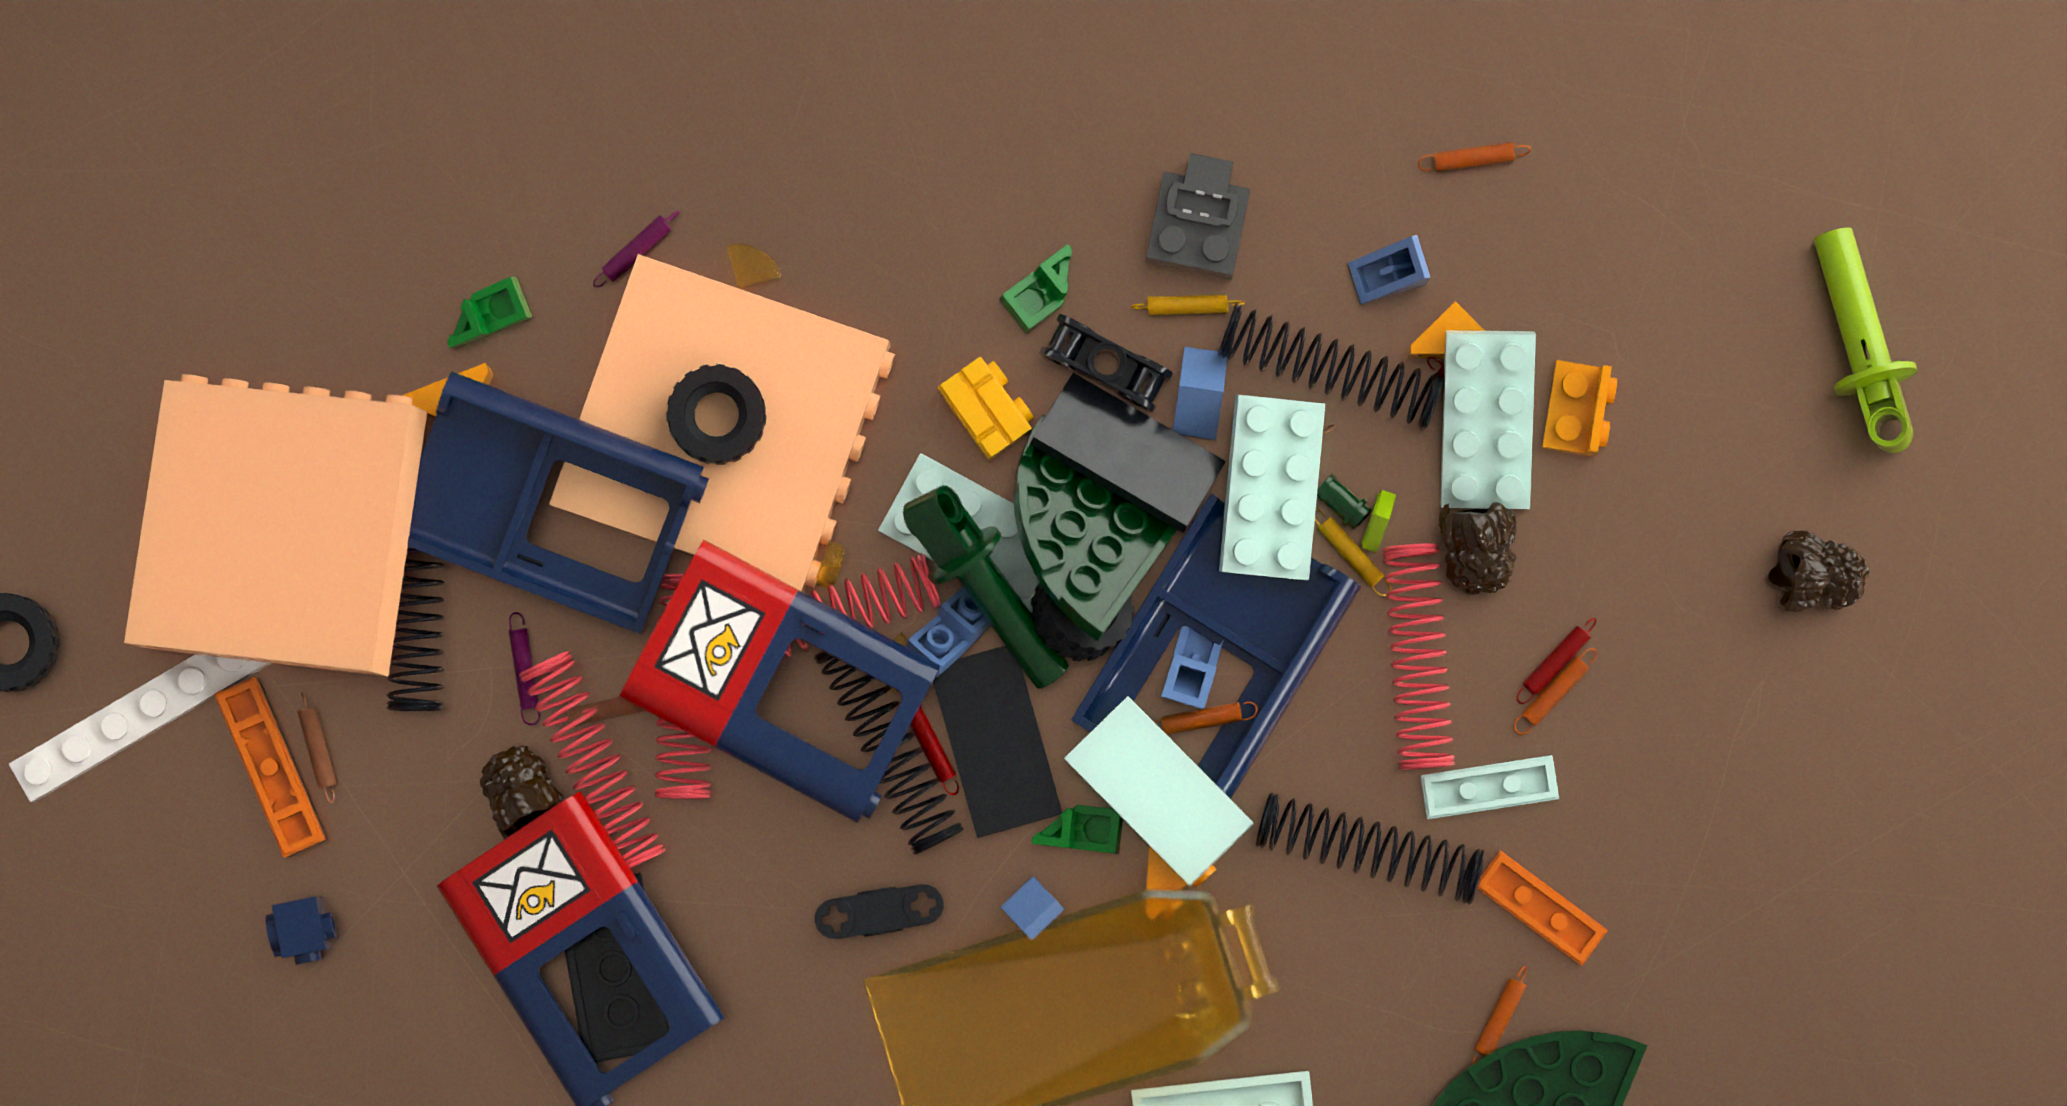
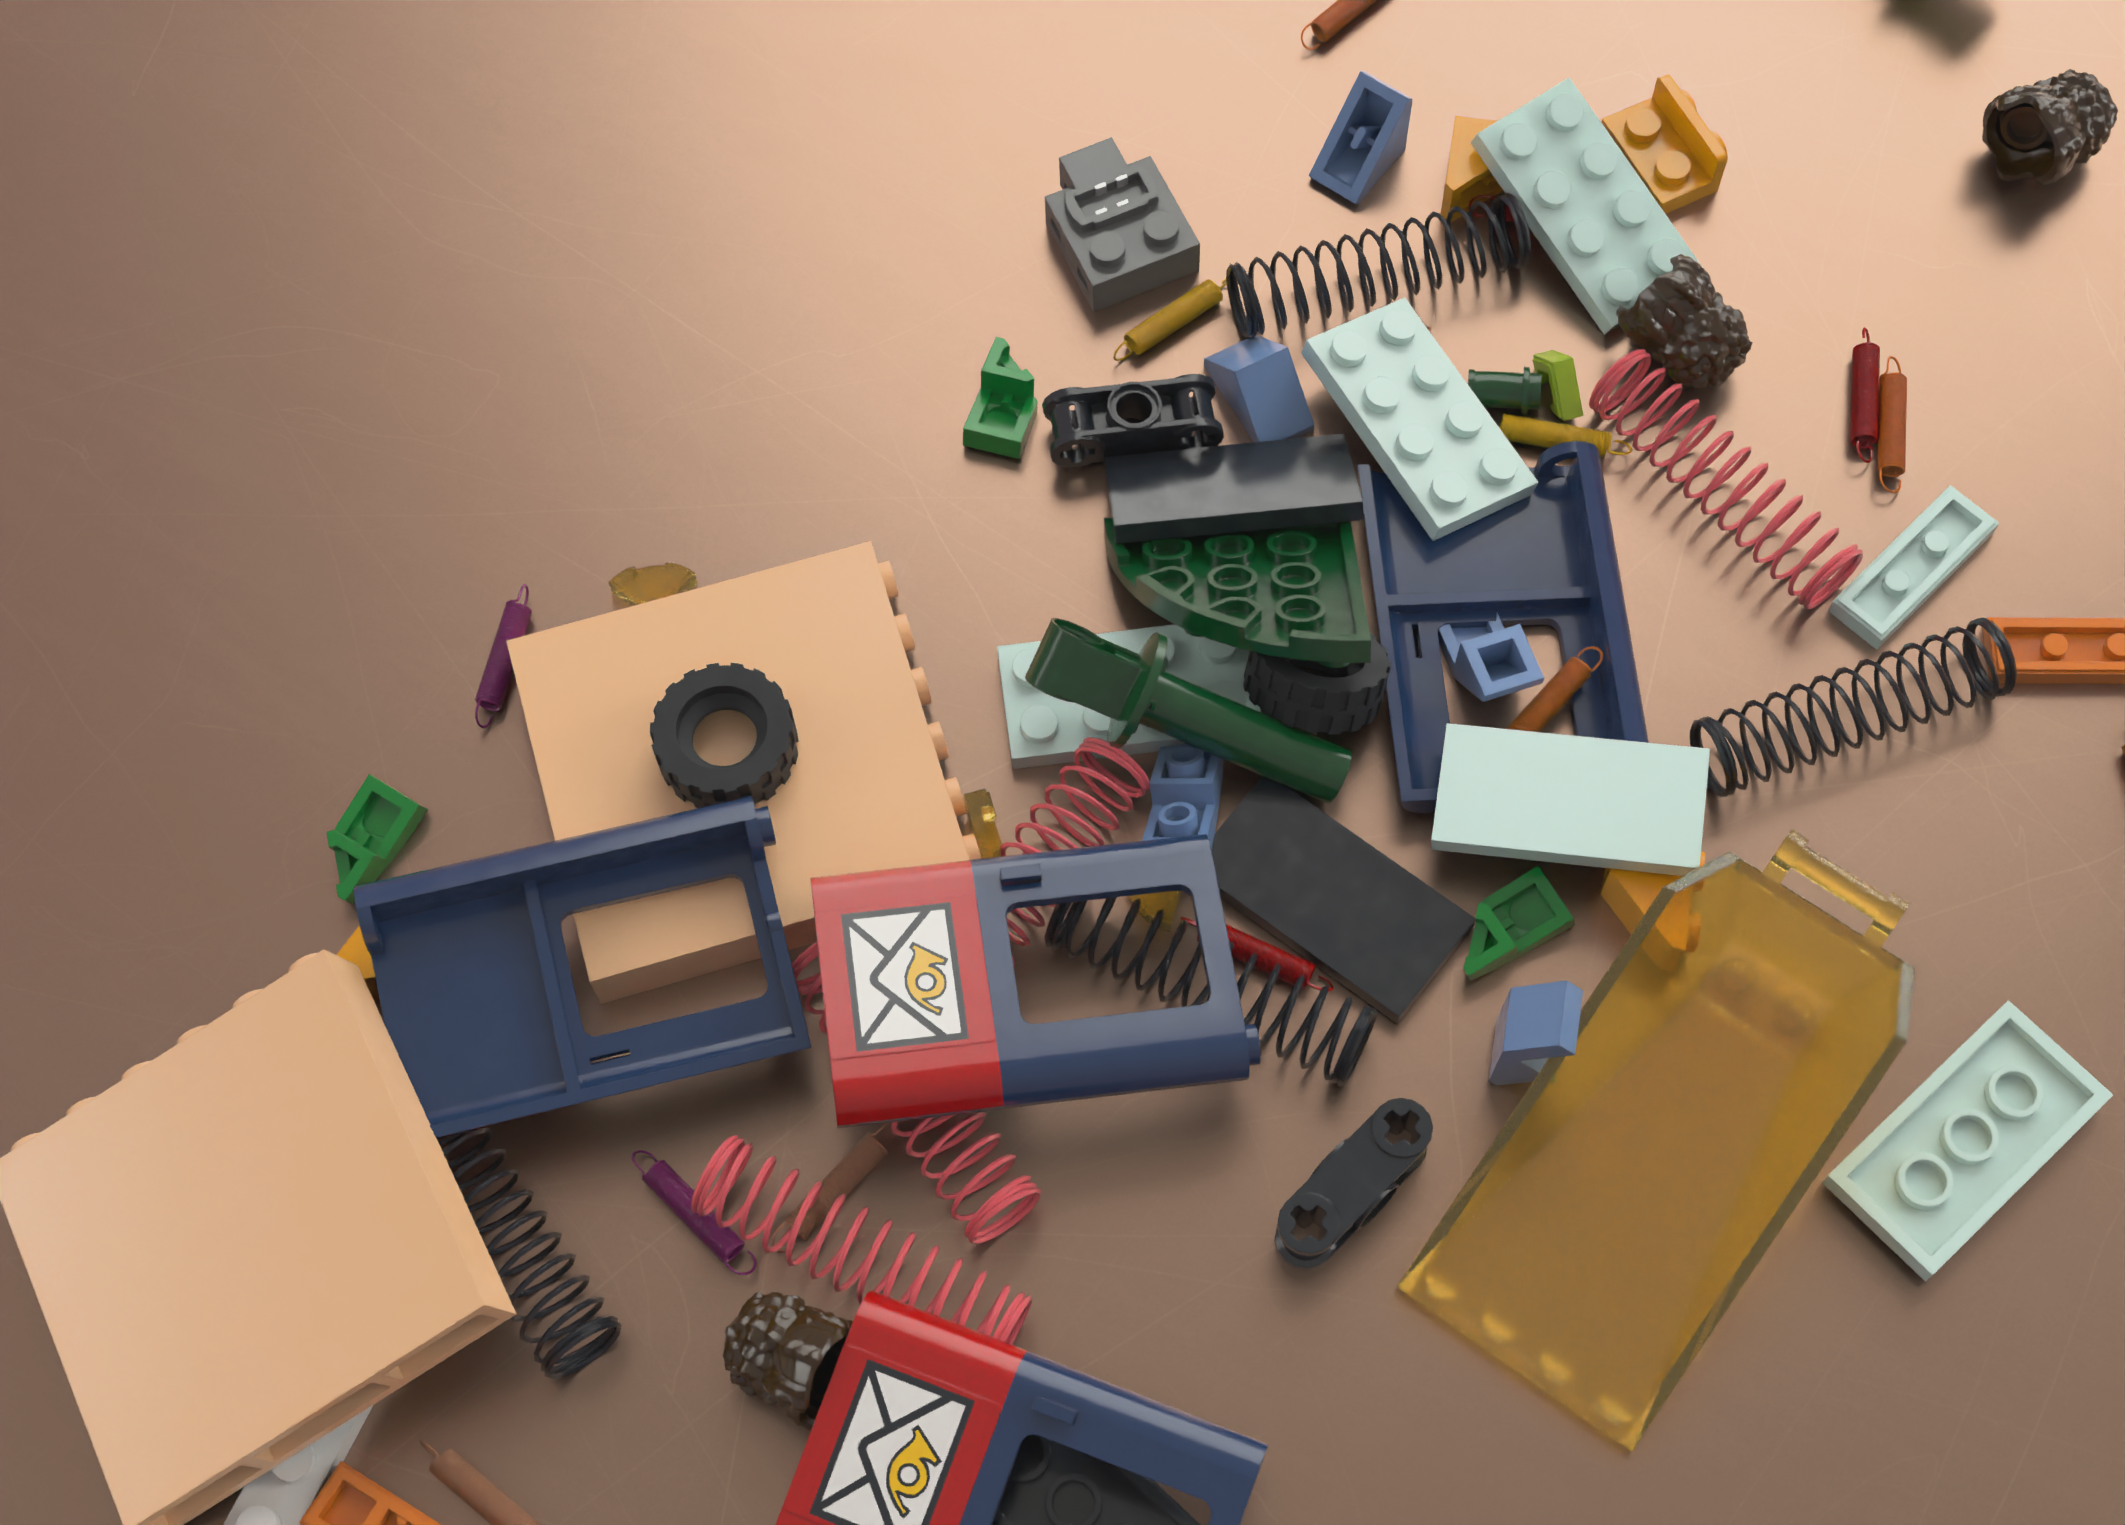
camera: 35 degrees left, 20 degrees down
(986, 408) = (1036, 550): yellow brick -> none

